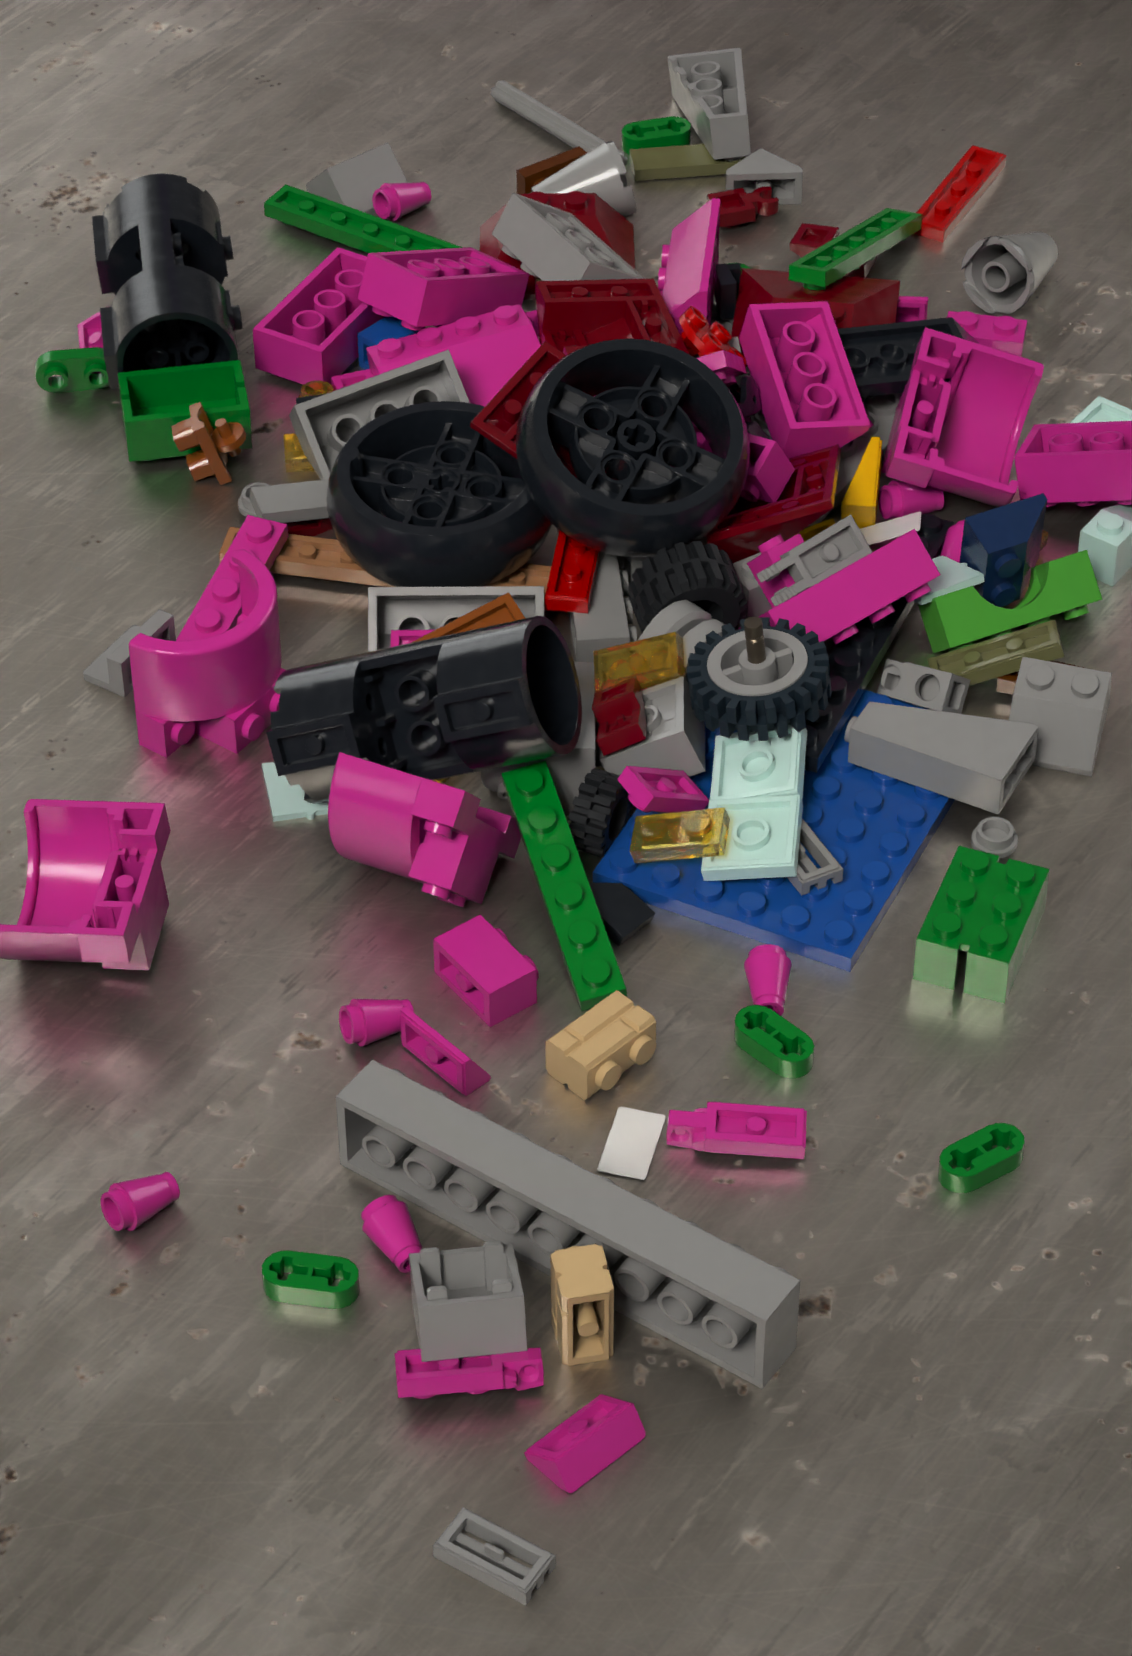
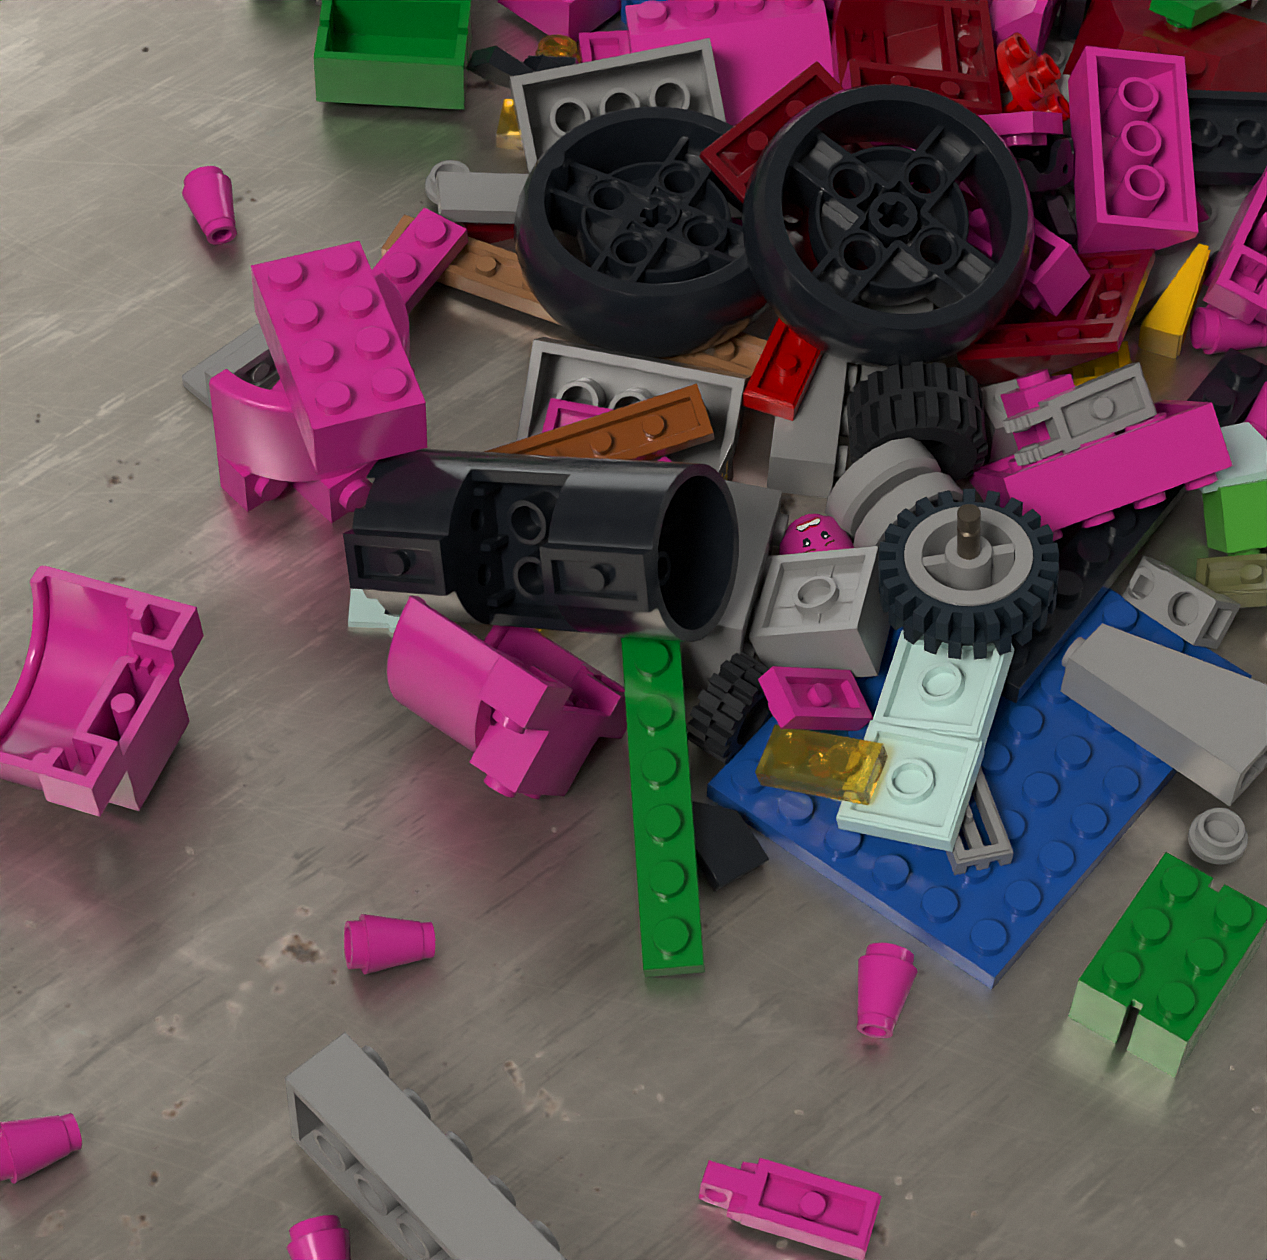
camera: 10 degrees right, 10 degrees up
(67, 545) = (211, 202): none -> dark pink cone
(214, 444) = (414, 99): dark orange hips -> none
(231, 604) = (339, 357): none -> dark pink brick
(276, 405) = (499, 66): none -> black slope
(440, 1054) = (457, 1007): dark pink slope -> none
(485, 970) = (540, 901): dark pink brick -> none
(601, 1045) = (651, 1042): tan brick -> none
(619, 716) = (789, 585): dark red slope -> none
(631, 1143) = (656, 1186): white sticker -> none
(649, 659) = (829, 516): clear yellow plate -> none
(770, 1044) = (879, 1069): green beam -> none
(892, 528) = (1189, 367): white sticker -> none

